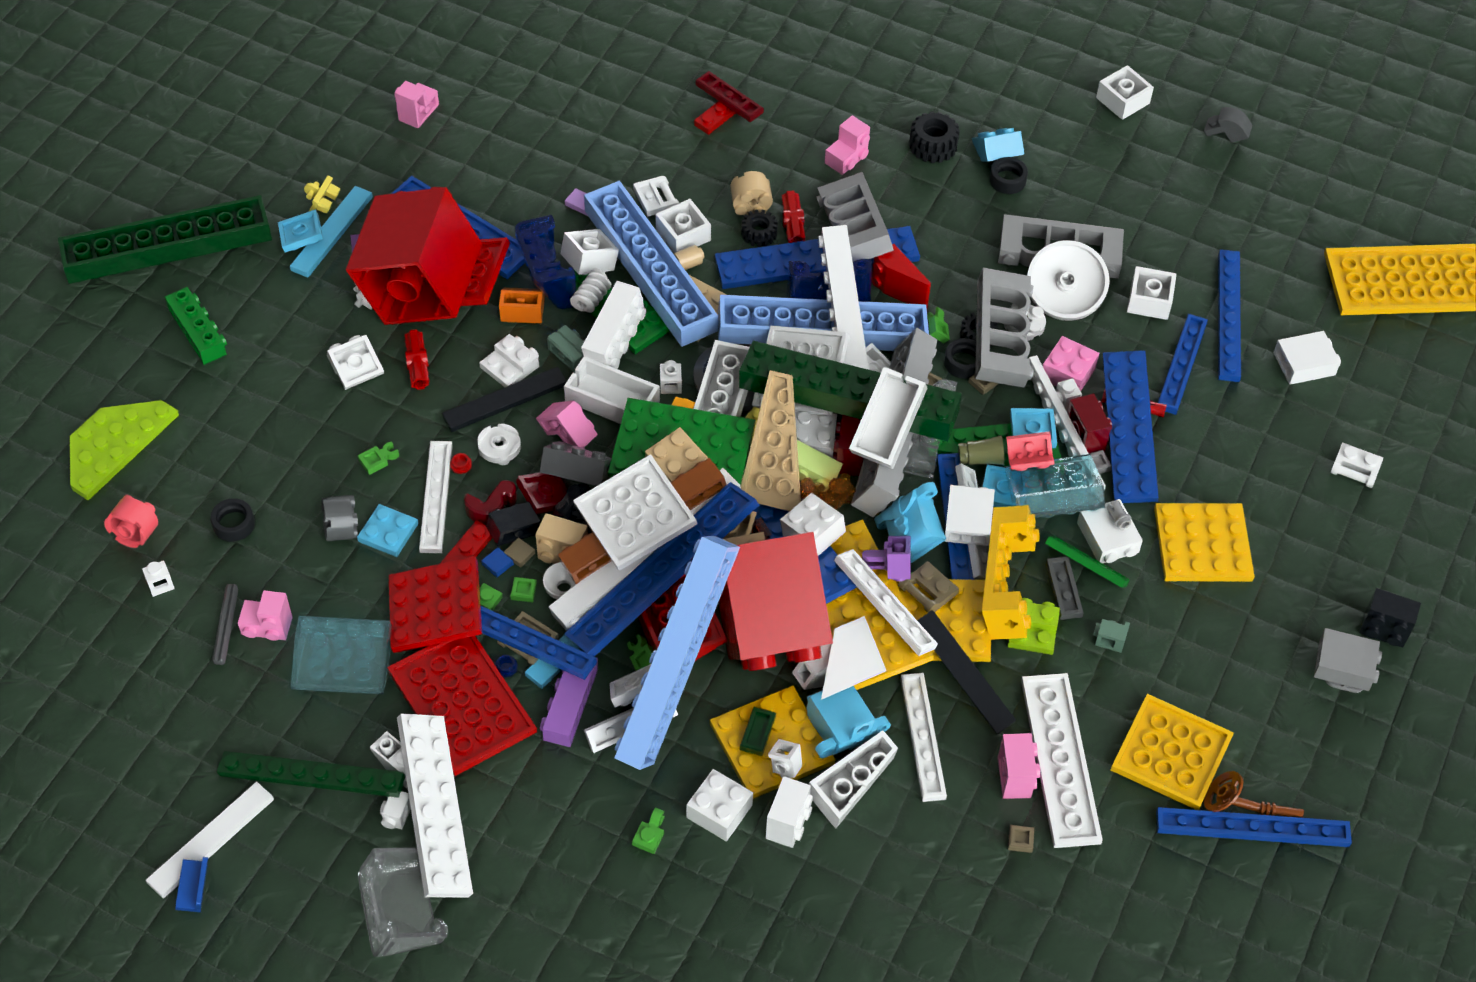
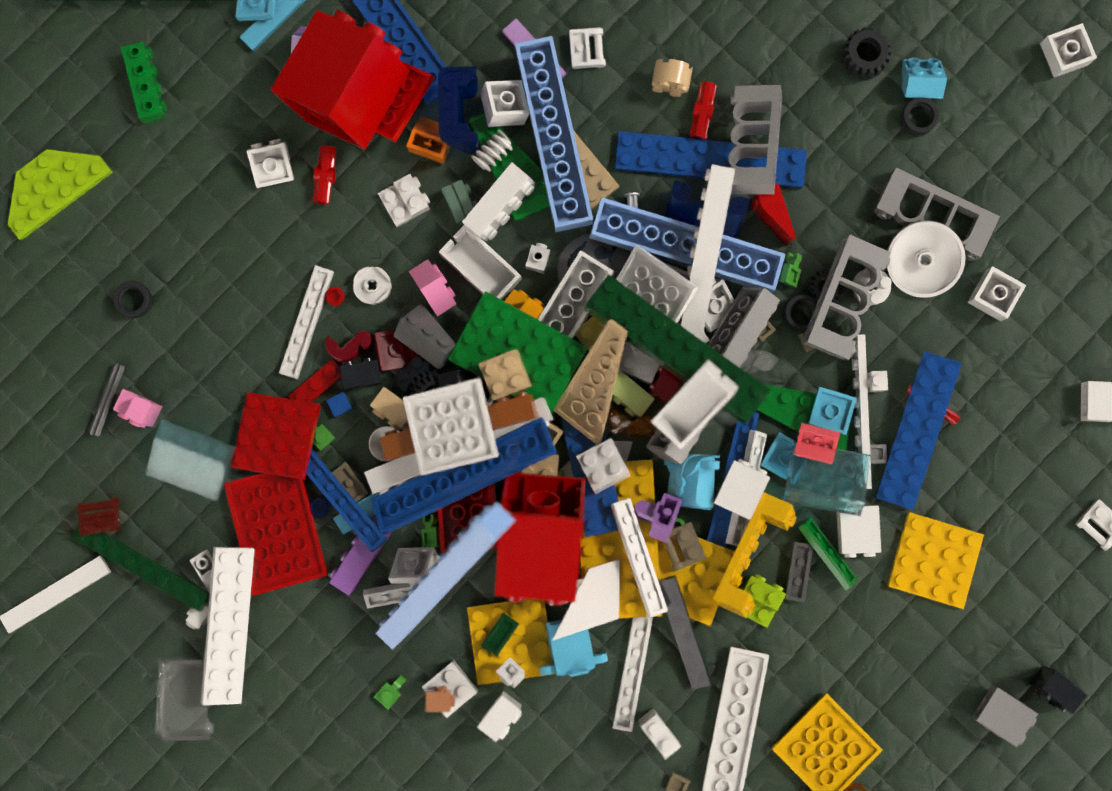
camera: 20 degrees right, 30 degrees up
(132, 521) = (47, 282): coral brick -> none
(155, 572) = (60, 341): white brick -> none
(191, 885) = (31, 633): blue panel -> none
(247, 737) = (99, 521): none -> clear red plate
(339, 517) = (217, 328): dark grey brick -> none
(376, 459) = (264, 271): bright green plate -> none
(387, 530) = (258, 345): medium azure plate -> none
(504, 399) = (390, 238): black tile -> none
(519, 552) = (360, 400): dark tan tile -> none
(523, 589) = (354, 437): bright green tile -> none
(683, 226) = (598, 96): white brick -> none
(690, 257) = (593, 130): tan brick -> none
(713, 802) = (439, 699): none -> nougat brick
(759, 236) = (668, 102): black tyre -> none
(760, 526) = (563, 442): clear red tile -> none
(849, 147) = (782, 43): bright pink brick -> none
(849, 779) = (560, 698): white wedge -> none
(978, 776) = (659, 733): none -> white brick
(982, 451) = (778, 422): olive plant -> none
(1018, 766) = (695, 731): bright pink brick -> none
(1070, 361) = (891, 350): bright pink brick -> none
(1090, 422) = (883, 422): dark red brick -> none
(1111, 634) = (820, 628): sand green brick -> none
(1121, 519) = (870, 525): light grey pin -> none
(1182, 363) = (994, 372): blue tile -> none
(1229, 316) = (1059, 332): blue plate -> none

